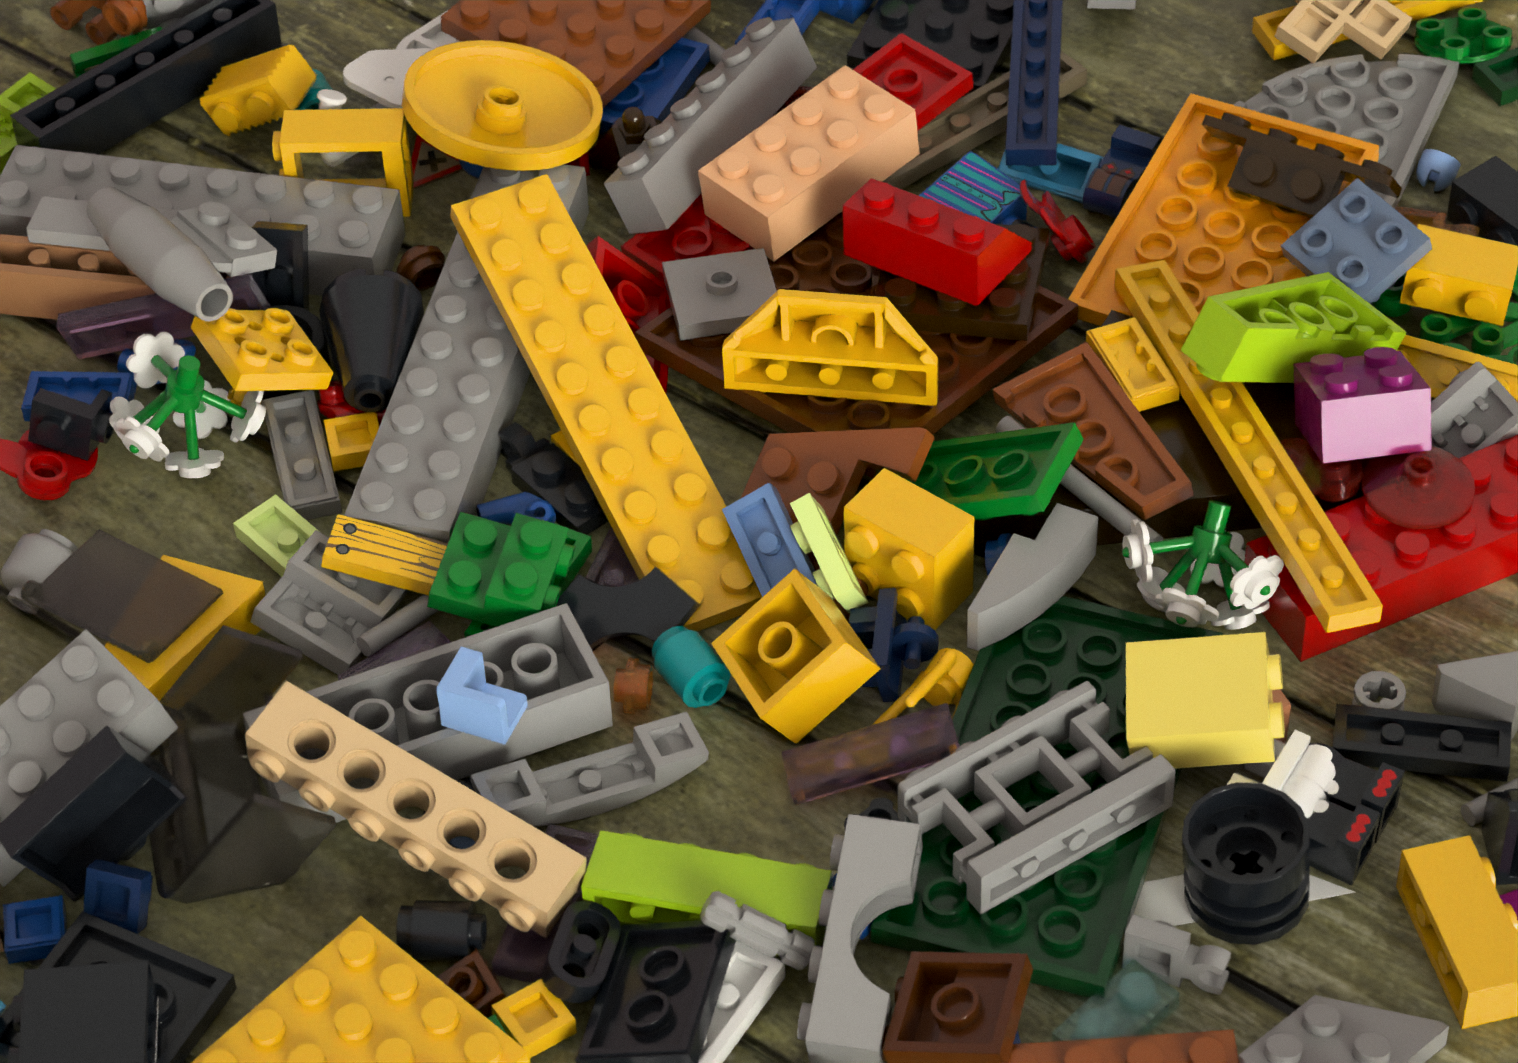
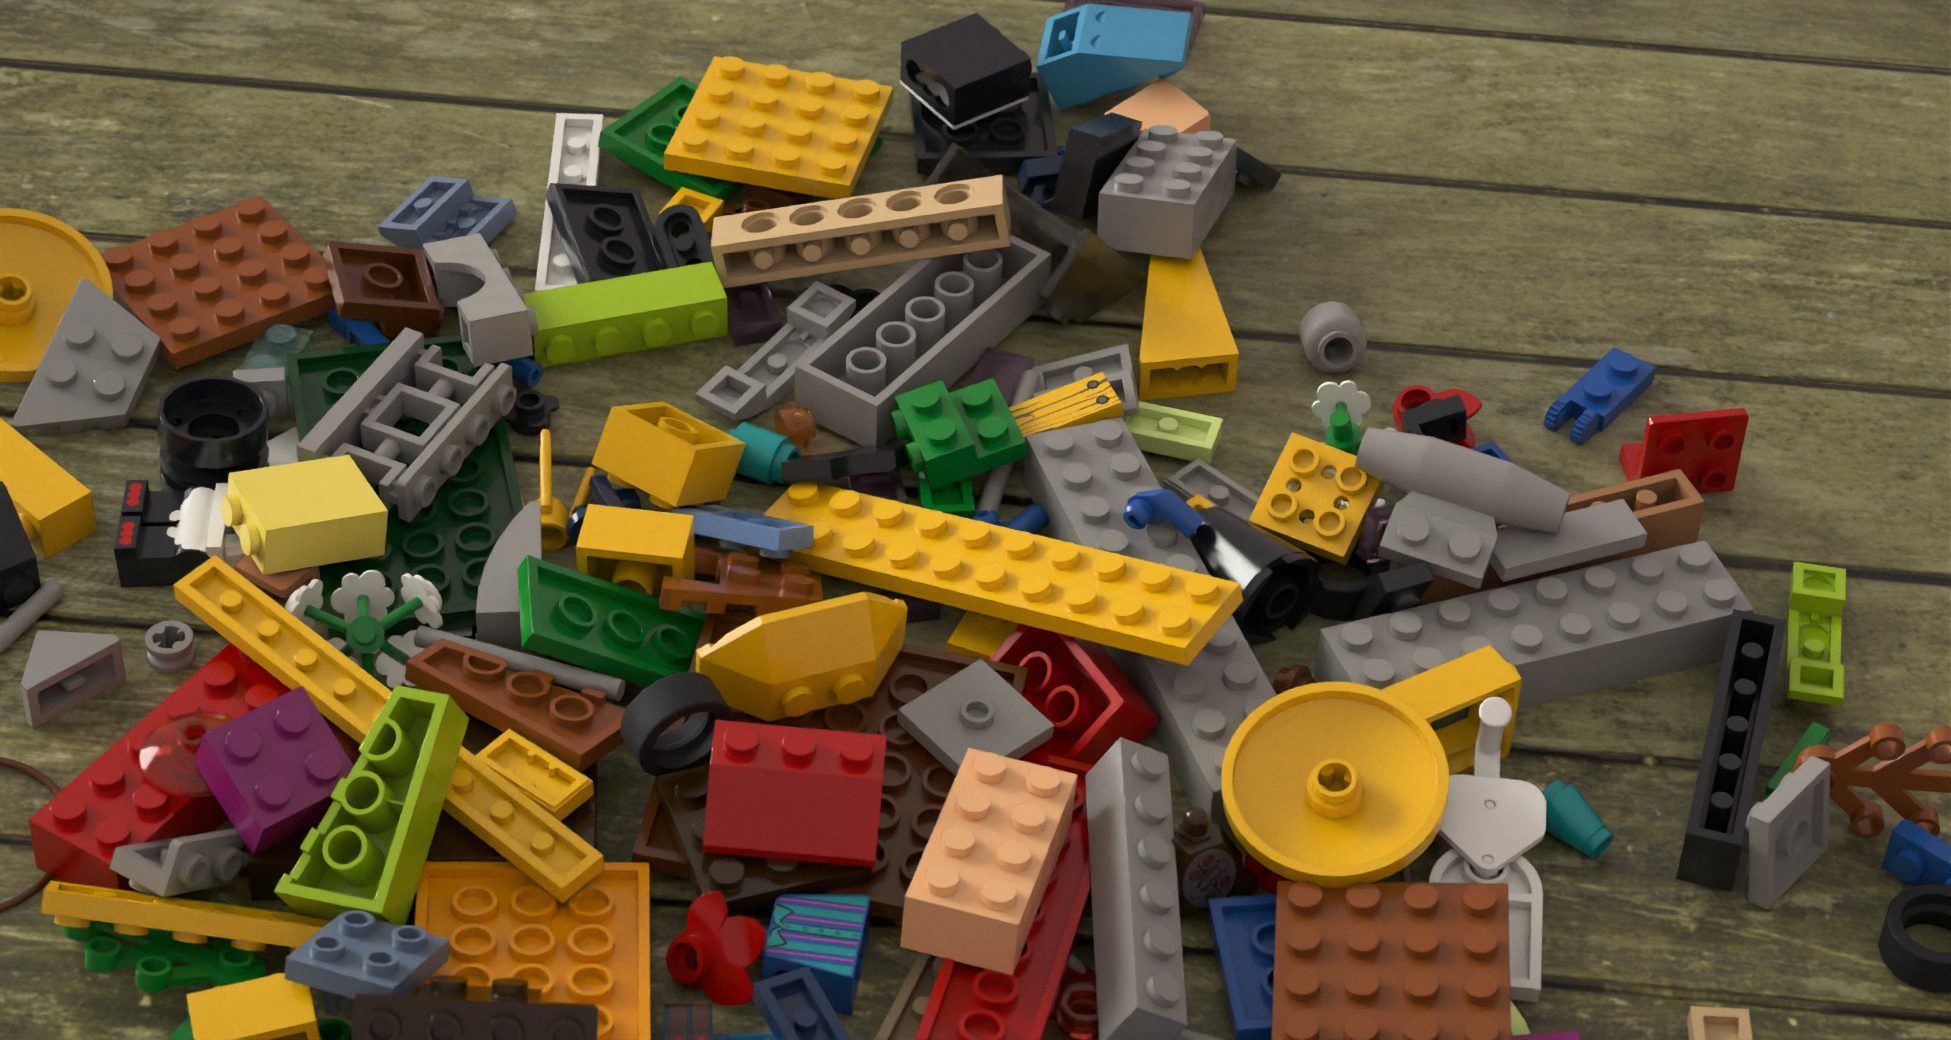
camera: 145 degrees right, 5 degrees down
(123, 596) = (1235, 311): clear smoke piece -> none
(258, 89) = (1616, 772): yellow brick -> none
(415, 375) = (1161, 506): none -> blue arm
(474, 705) = (870, 294): light blue panel -> none
(757, 930) = (566, 270): light grey axle -> none
(816, 534) = (716, 521): yellowish green plate -> none
(870, 754) = (572, 442): tile -> none
(994, 350) = (662, 706): none -> black tyre
(1423, 742) = (120, 612): black plate -> none

